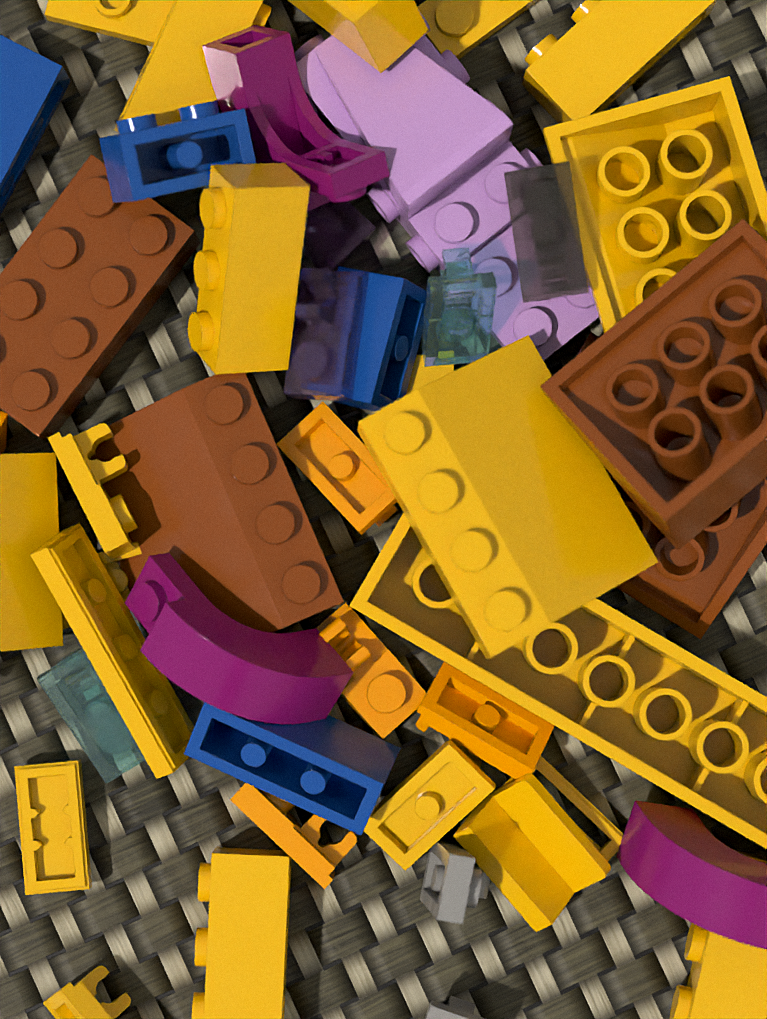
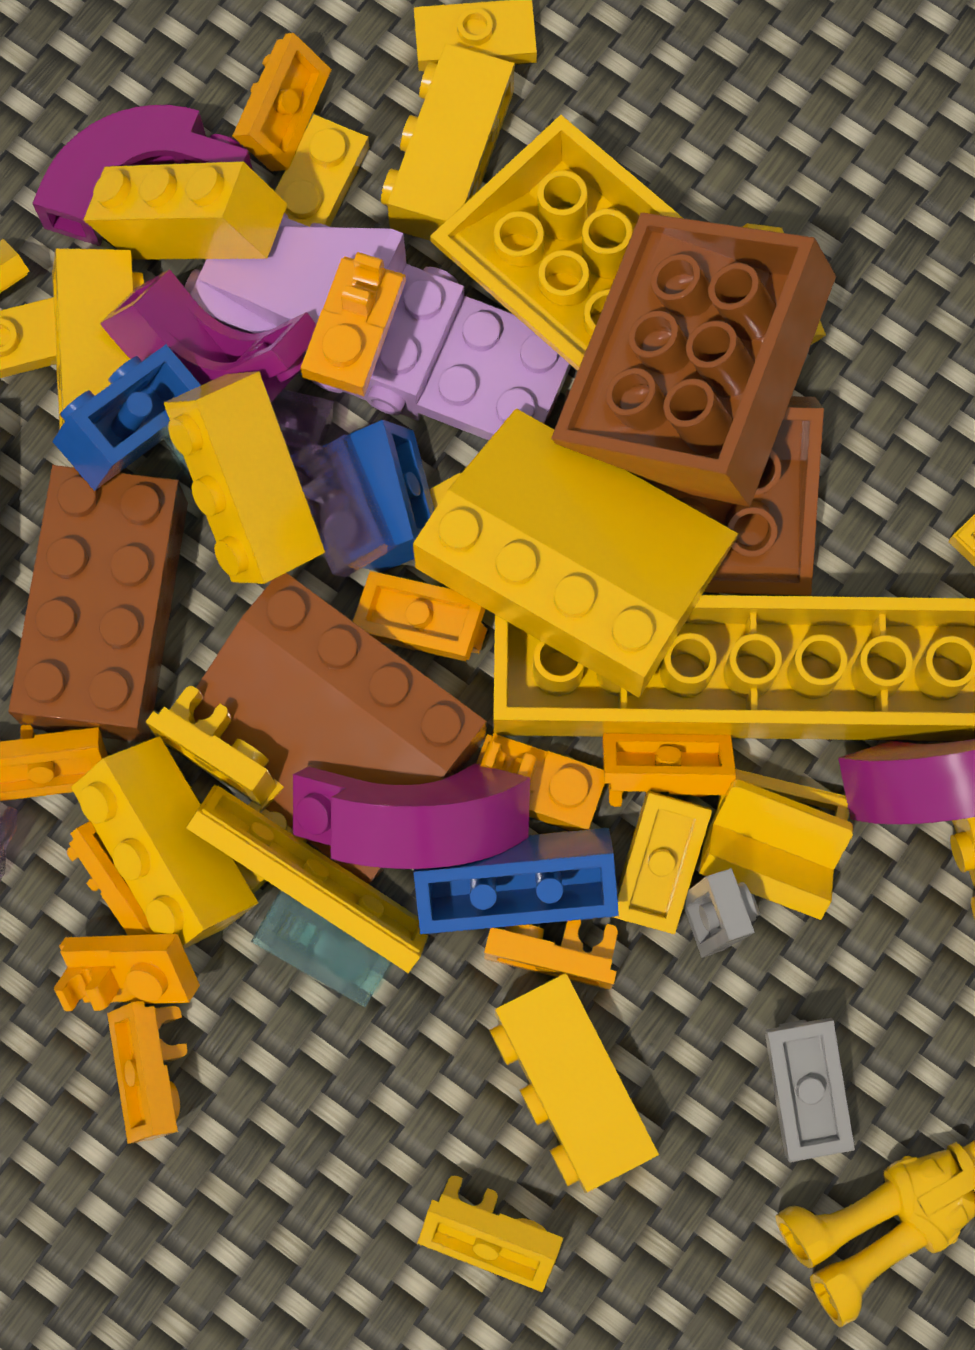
camera: 30 degrees left, 10 degrees down
(53, 827) = (338, 1074): yellow plate -> none
(418, 188) = (353, 324): none -> light orange plate
(458, 312) = (443, 423): clear light blue plate -> none
(546, 232) = (482, 313): clear smoke plate -> none

